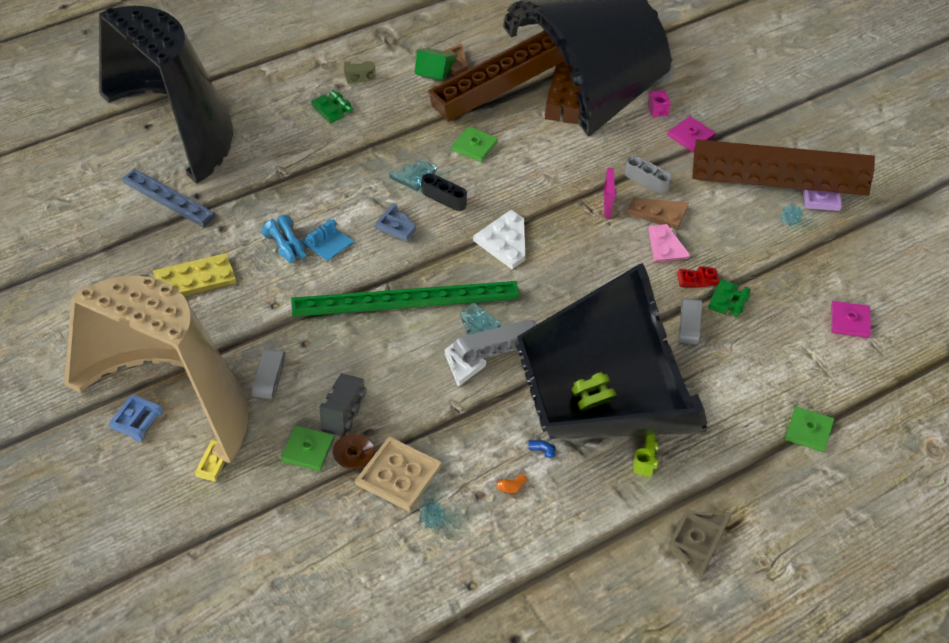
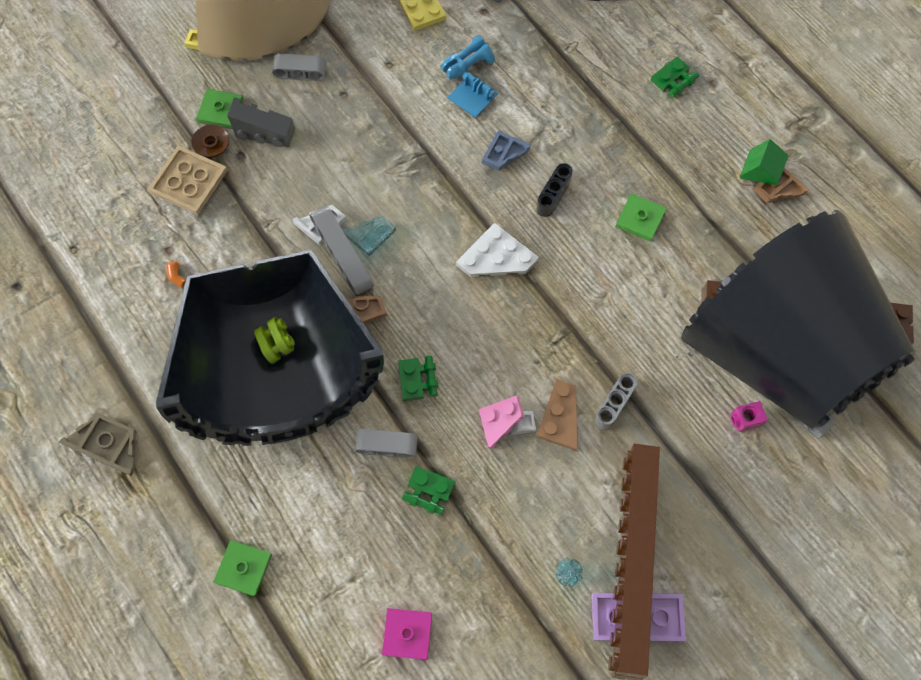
camera: 90 degrees right, 20 degrees up
(359, 72) = (733, 94): olive leg -> none
(404, 298) = (401, 172): green plate -> none
(412, 174) = (580, 160): clear light blue wing -> none
(432, 515) = (139, 209): clear light blue gear -> none
(495, 76) = (725, 207): reddish brown brick -> none
(609, 193) = (568, 352): dark pink plate -> none
(689, 131) = (704, 458): dark pink plate -> none
(695, 279) = (458, 456): red slope -> none

